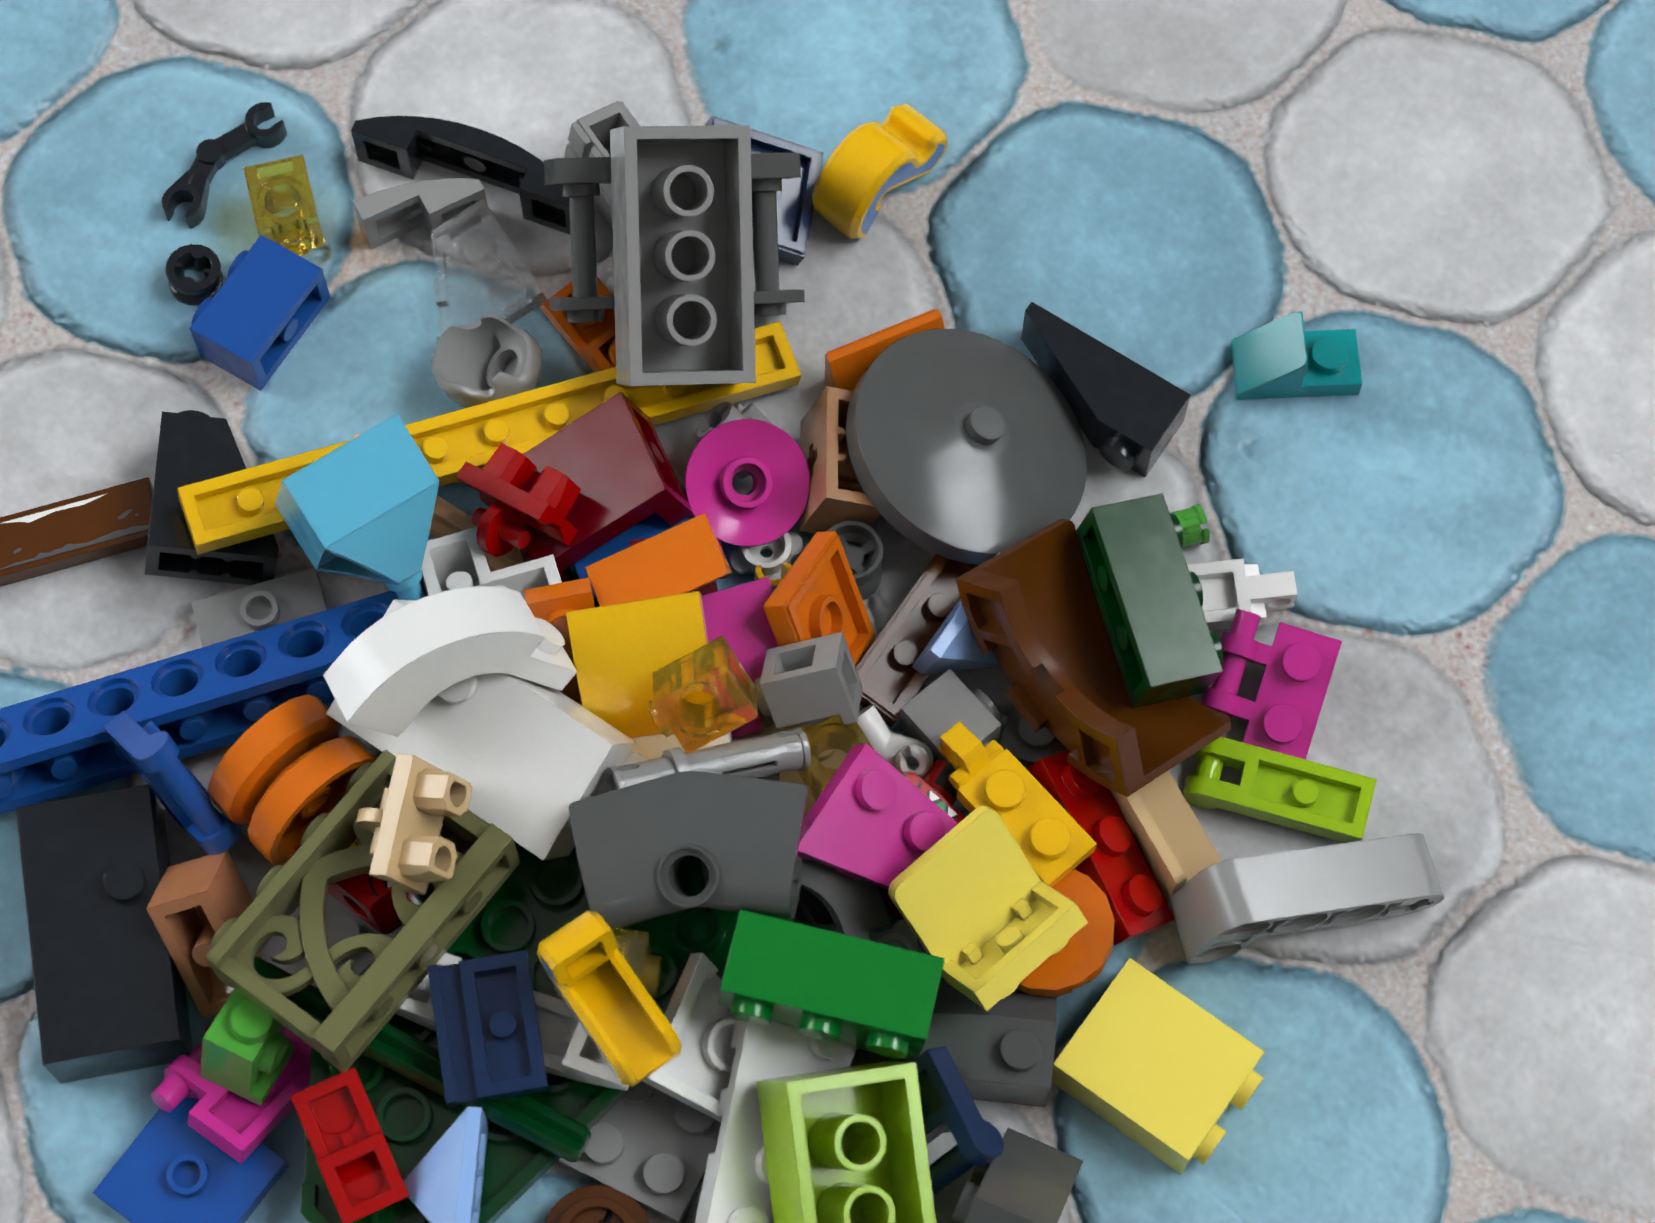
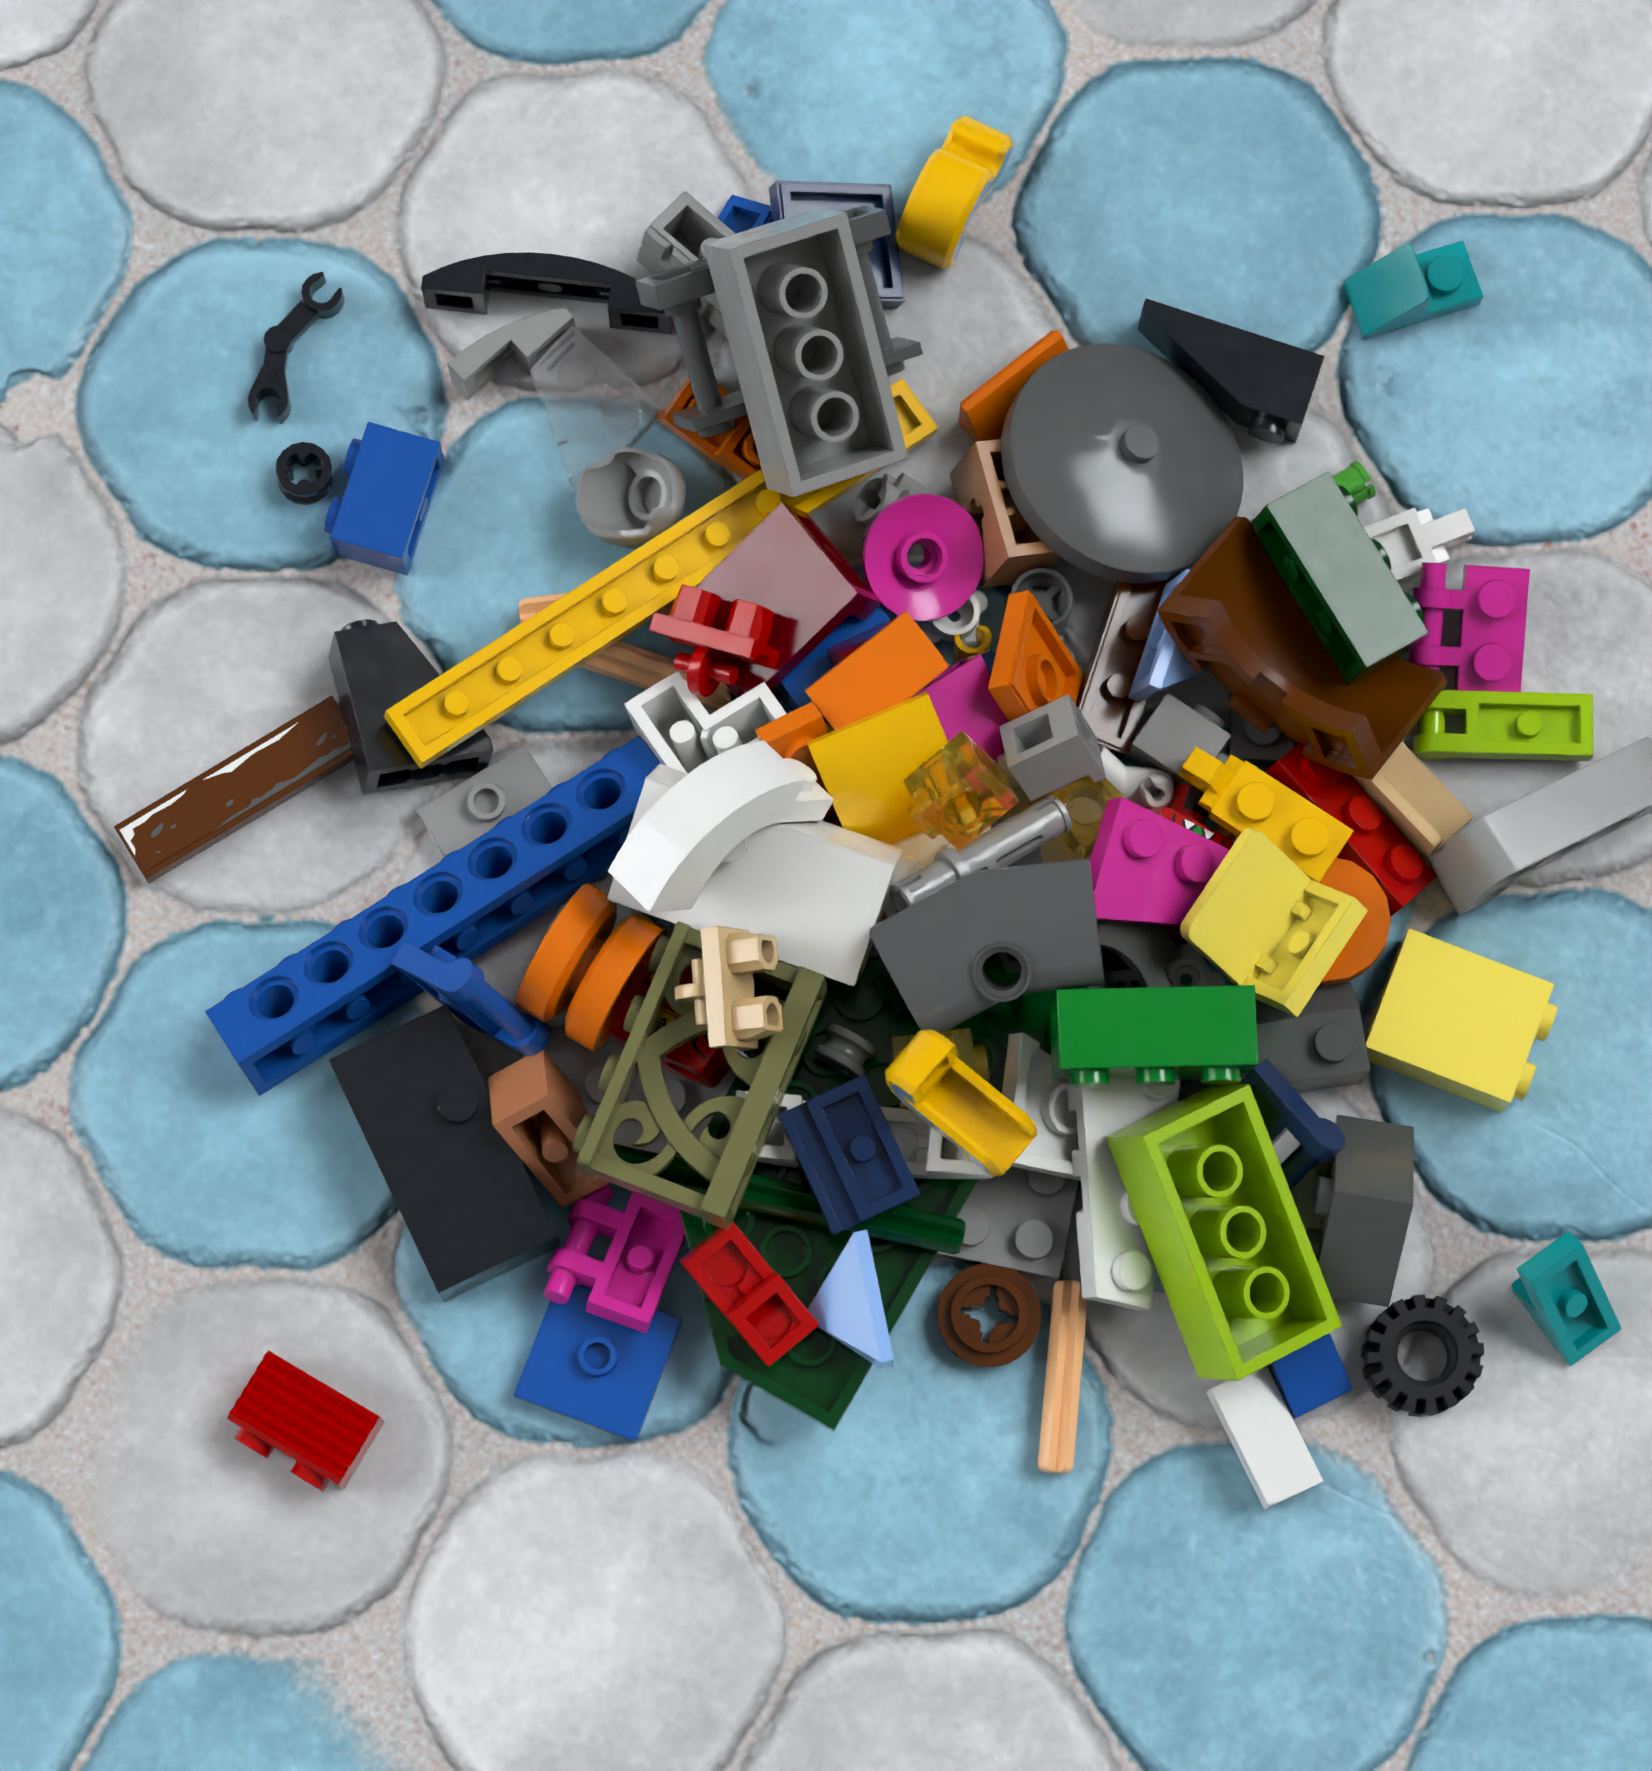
camera: 15 degrees left, 10 degrees up
(245, 1049) = (622, 1230): bright green brick -> none
(283, 186) = (371, 358): clear yellow brick -> none
(365, 508) = (582, 688): medium azure piece -> none
(519, 926) = (844, 1051): none -> dark grey bush

